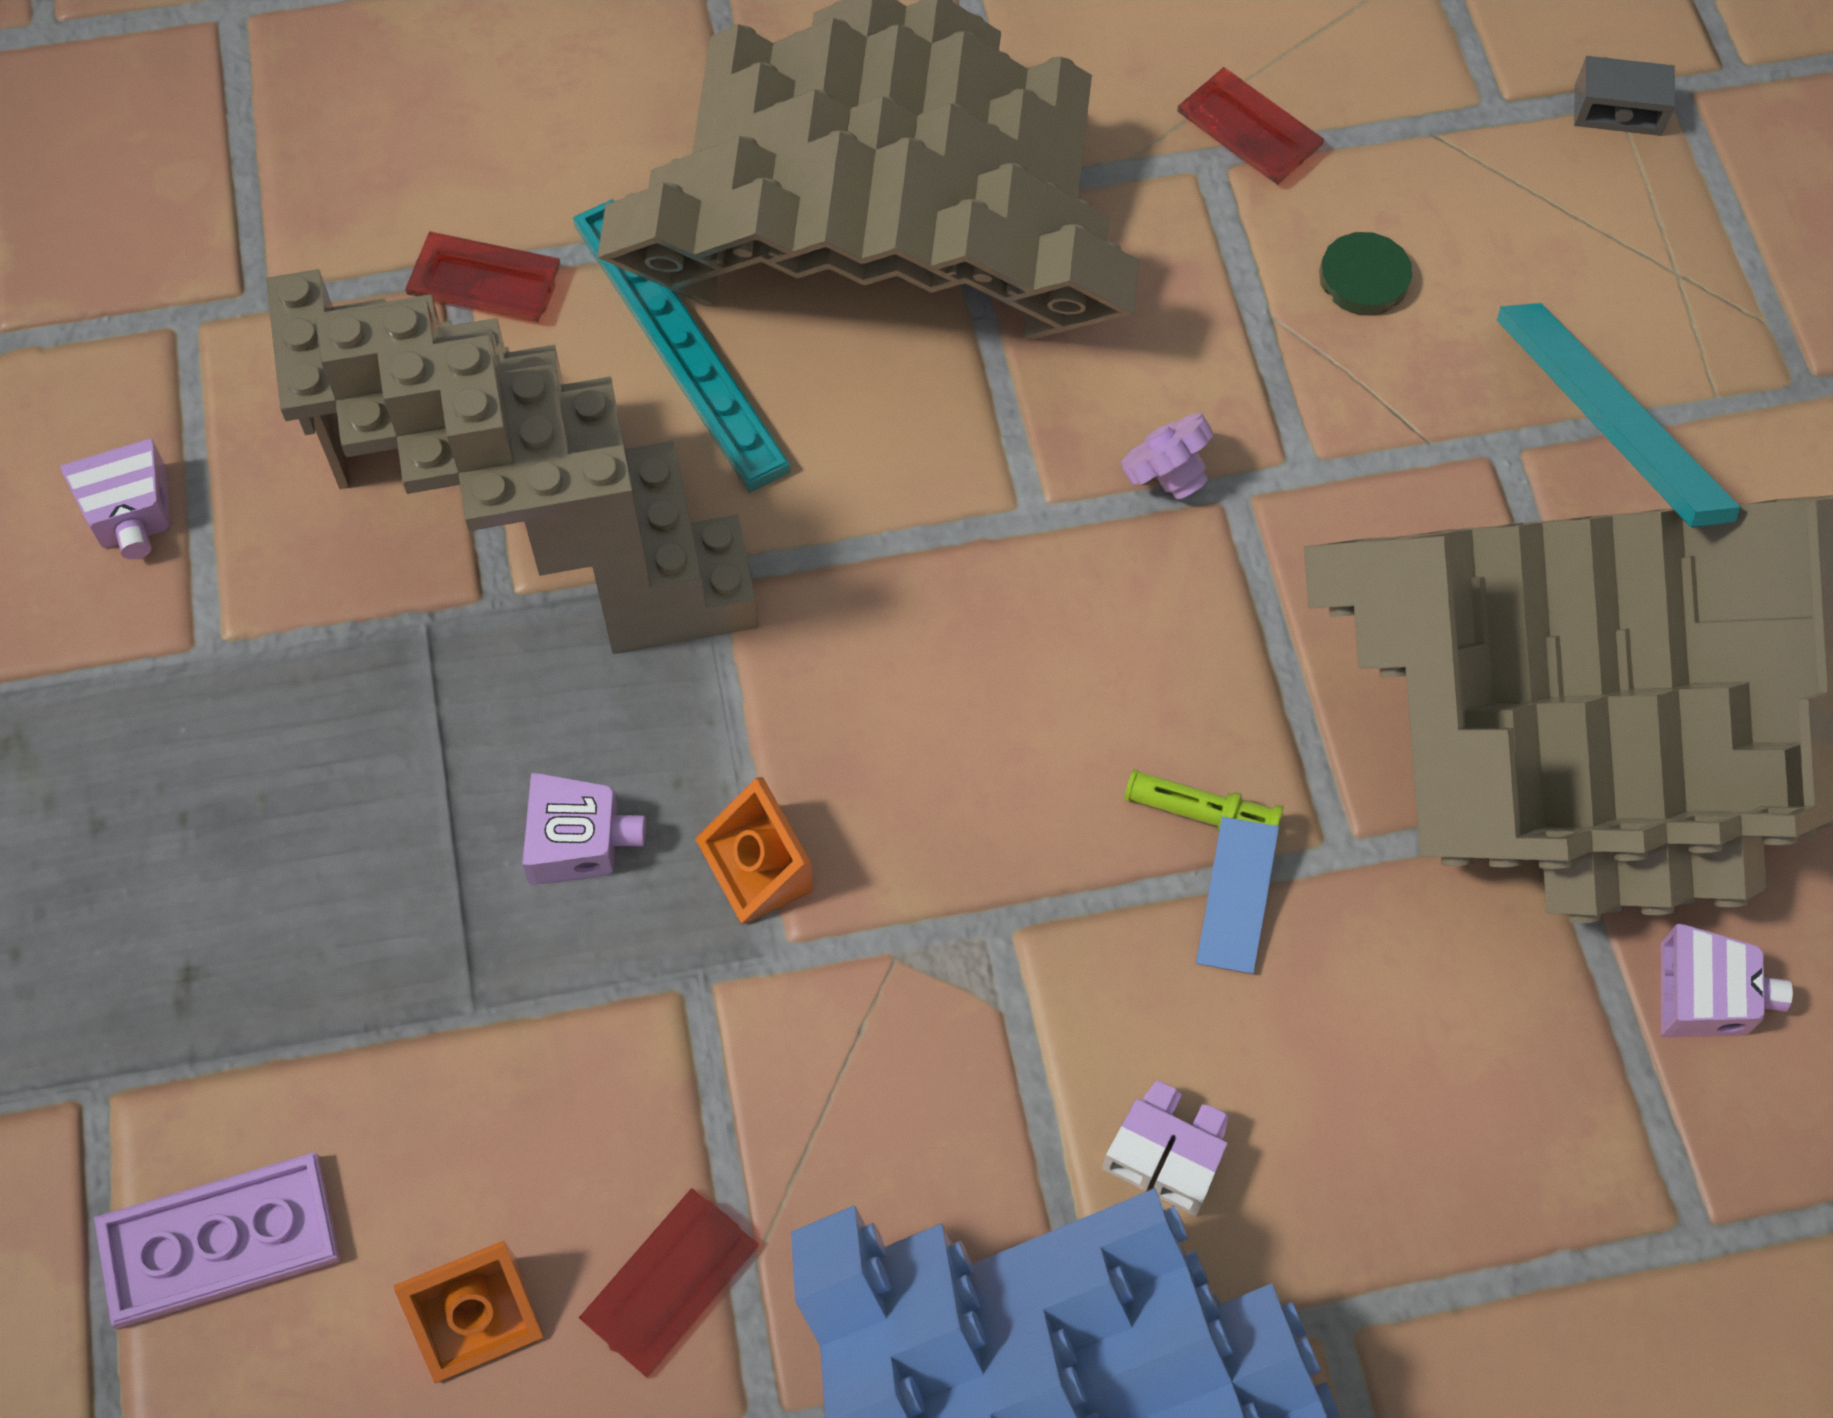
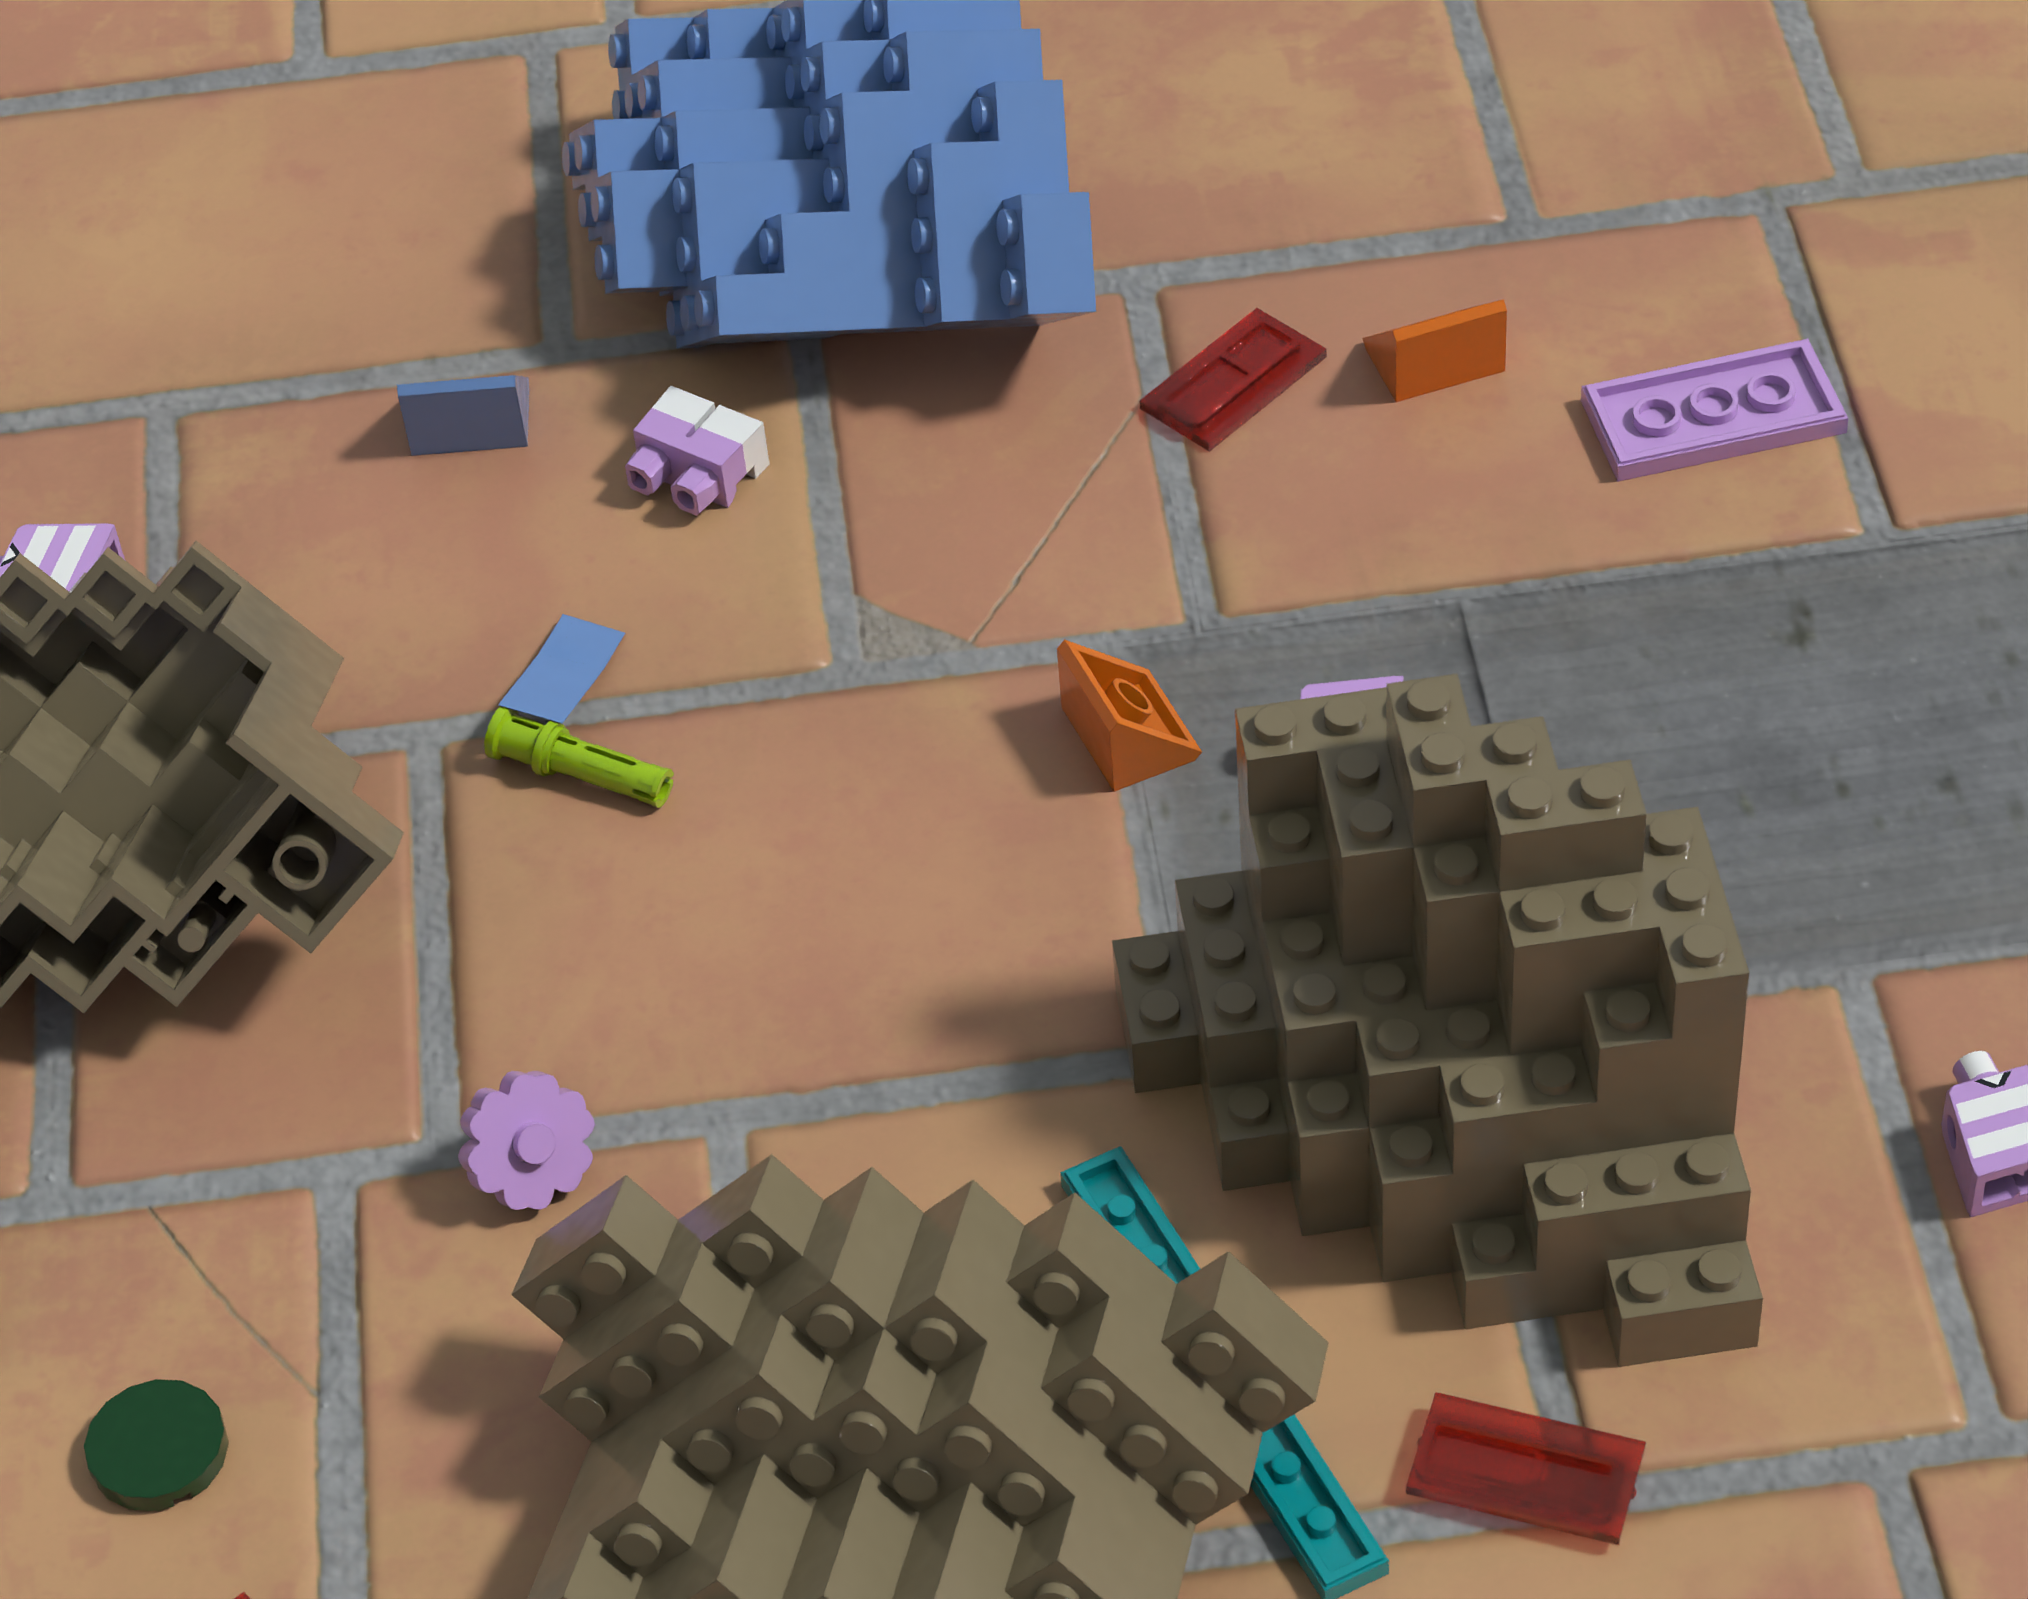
camera: 170 degrees left, 15 degrees down
(1401, 1214) = (465, 414): none -> medium blue slope

